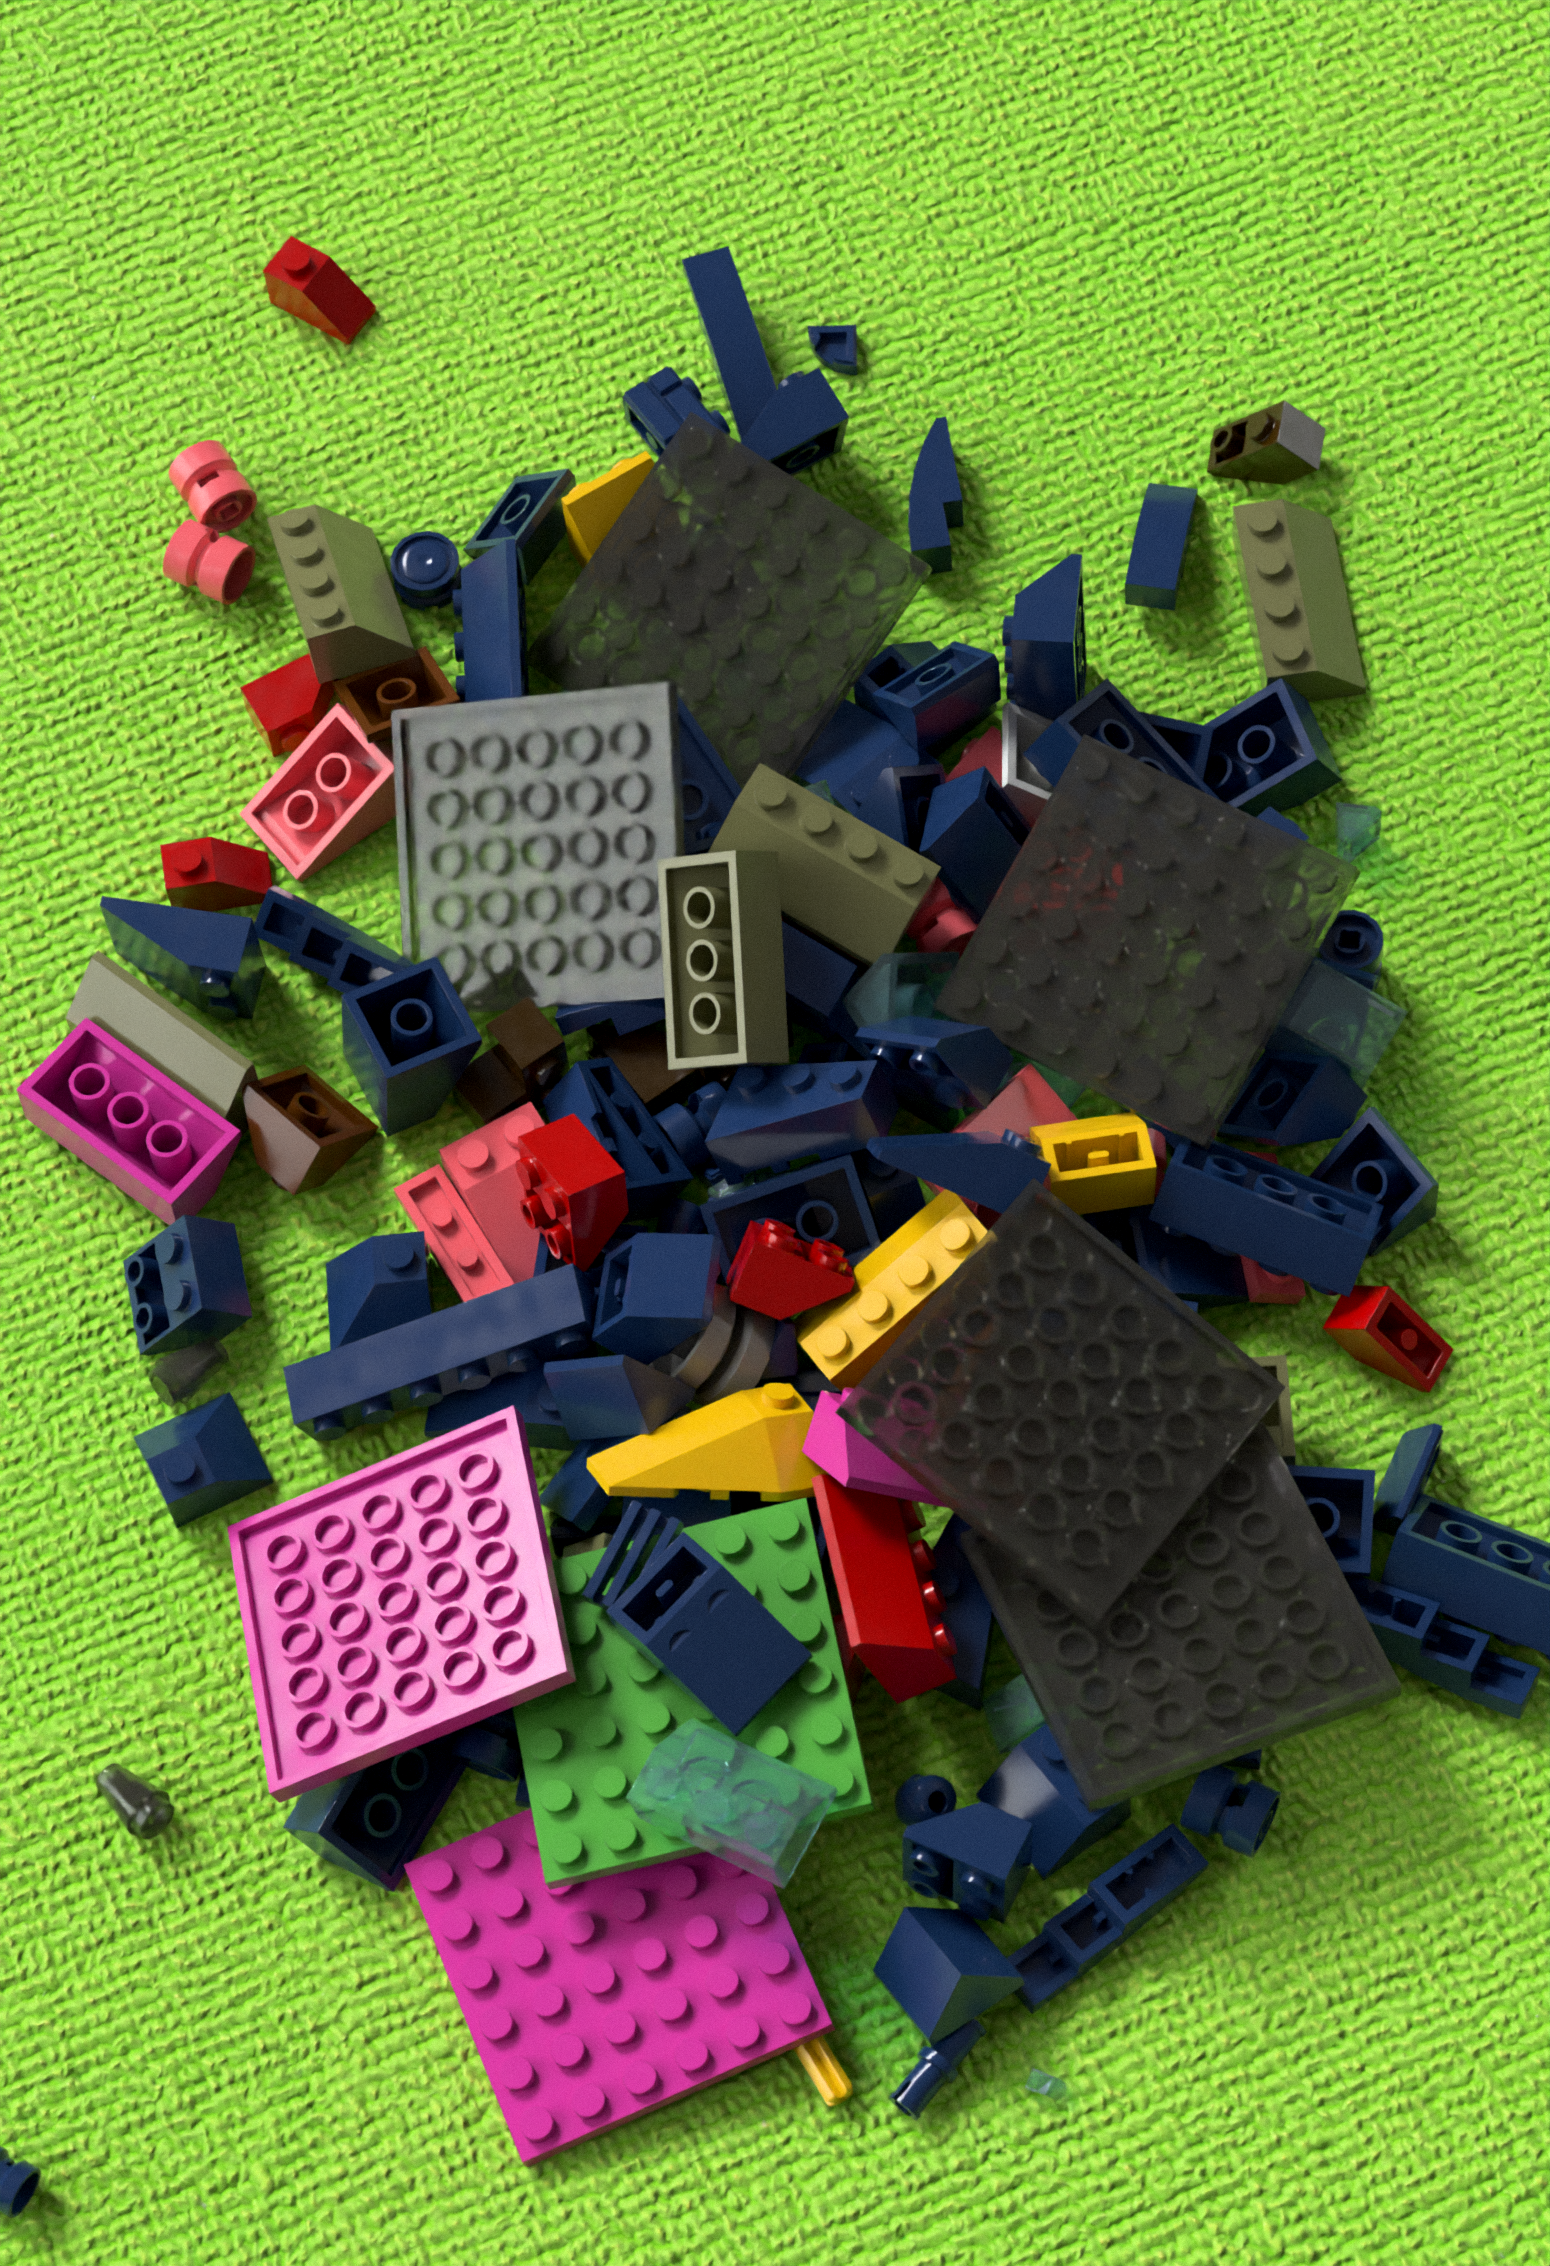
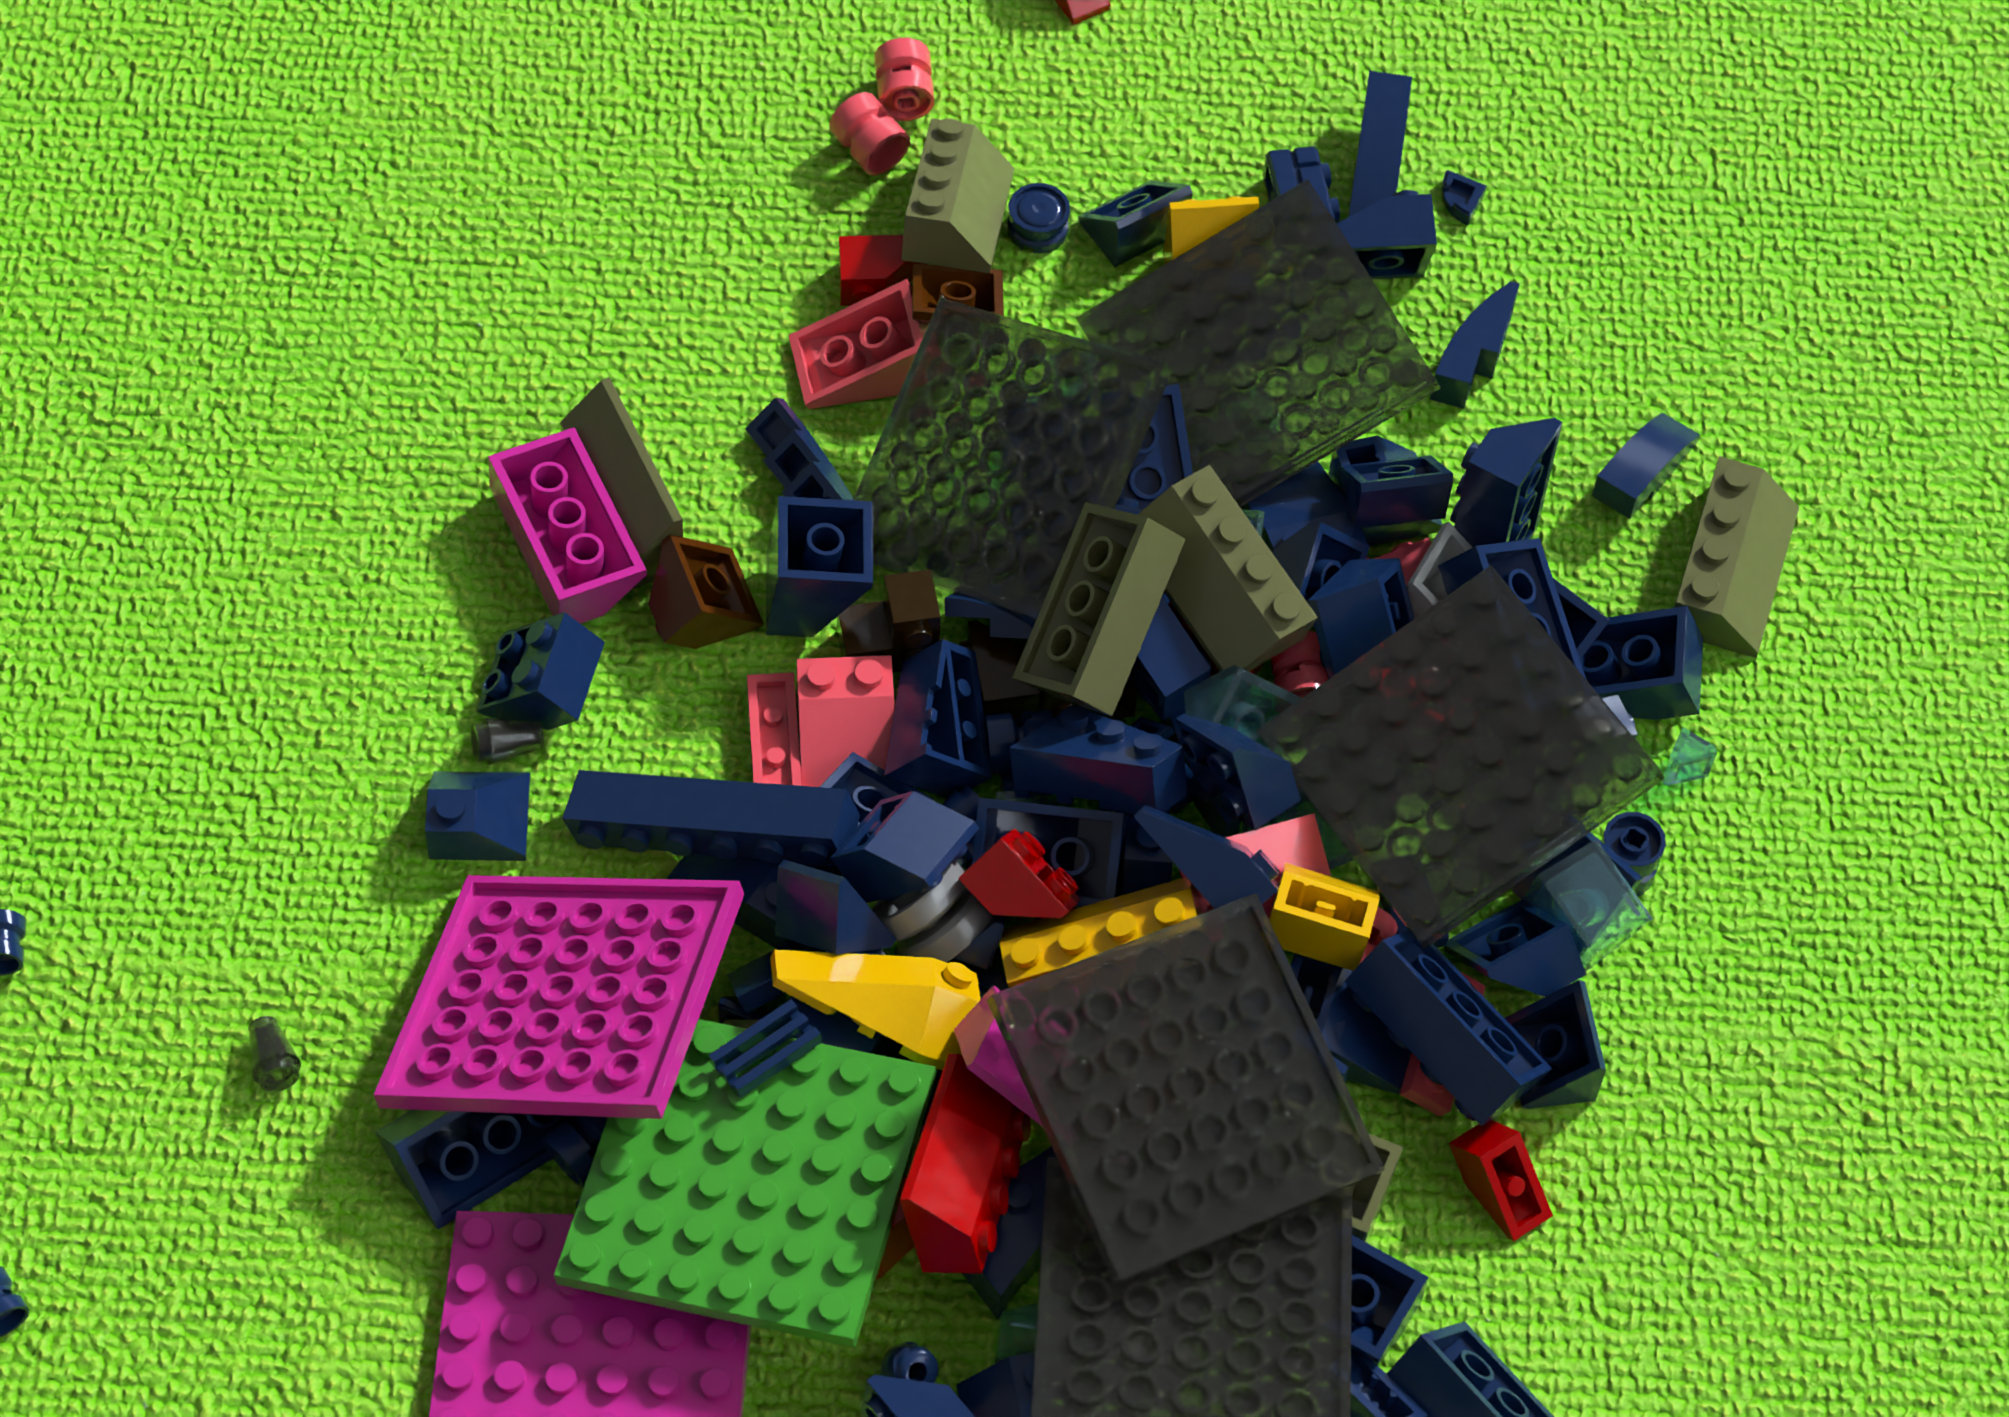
camera: 15 degrees right, 5 degrees down
(194, 953) = (690, 419): dark blue slope -> none
(214, 874) = (738, 369): red slope -> none
(378, 1286) = (696, 743): dark blue slope -> none
(493, 627) = (1070, 276): dark blue slope -> none
(570, 1189) = (880, 735): red slope -> none
(708, 1634) = (790, 1134): dark blue slope -> none
(731, 1800) = (736, 1278): clear light blue slope -> none
(1267, 446) = (1775, 426): dark brown slope -> none
(1406, 1477) = (1459, 1299): dark blue slope -> none

